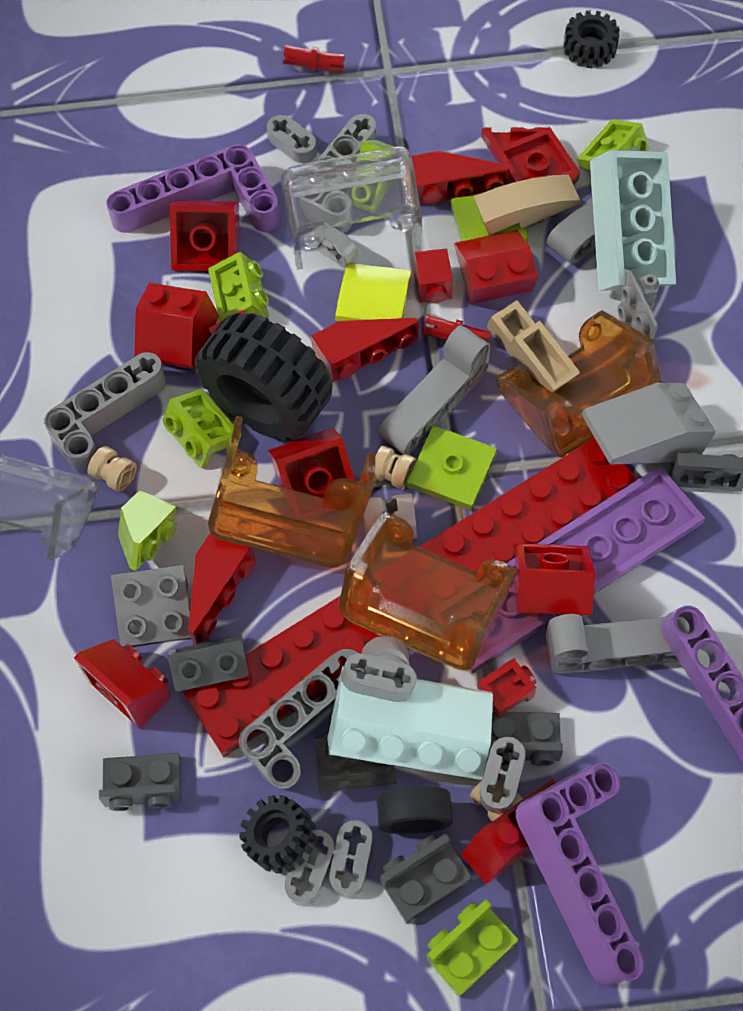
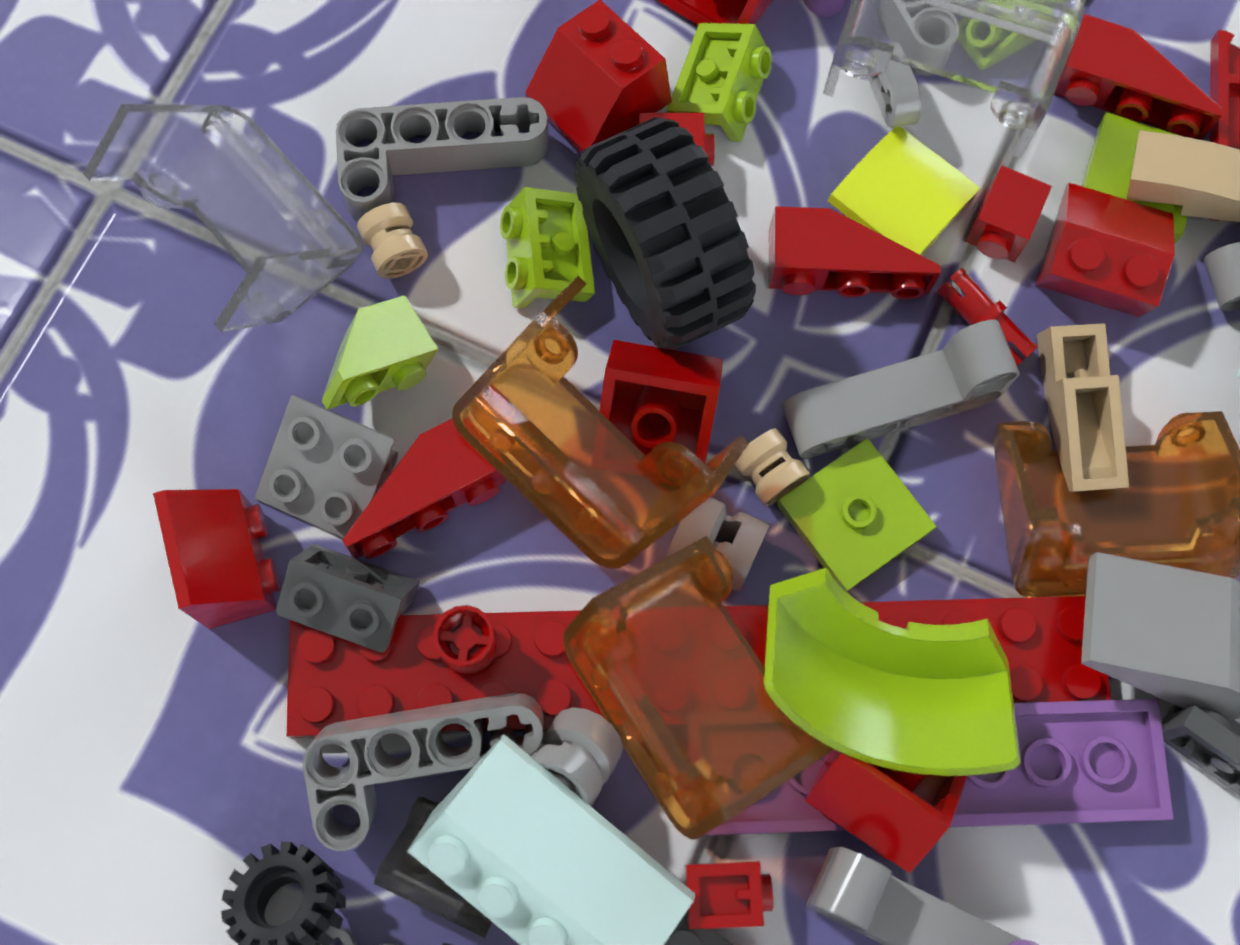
camera: 25 degrees right, 10 degrees up
(141, 780) = (162, 706): dark grey bracket -> none
(286, 632) = (459, 632): none -> red wheel
(378, 677) = (550, 776): light grey beam -> none
(524, 532) = (887, 693): none -> lime panel

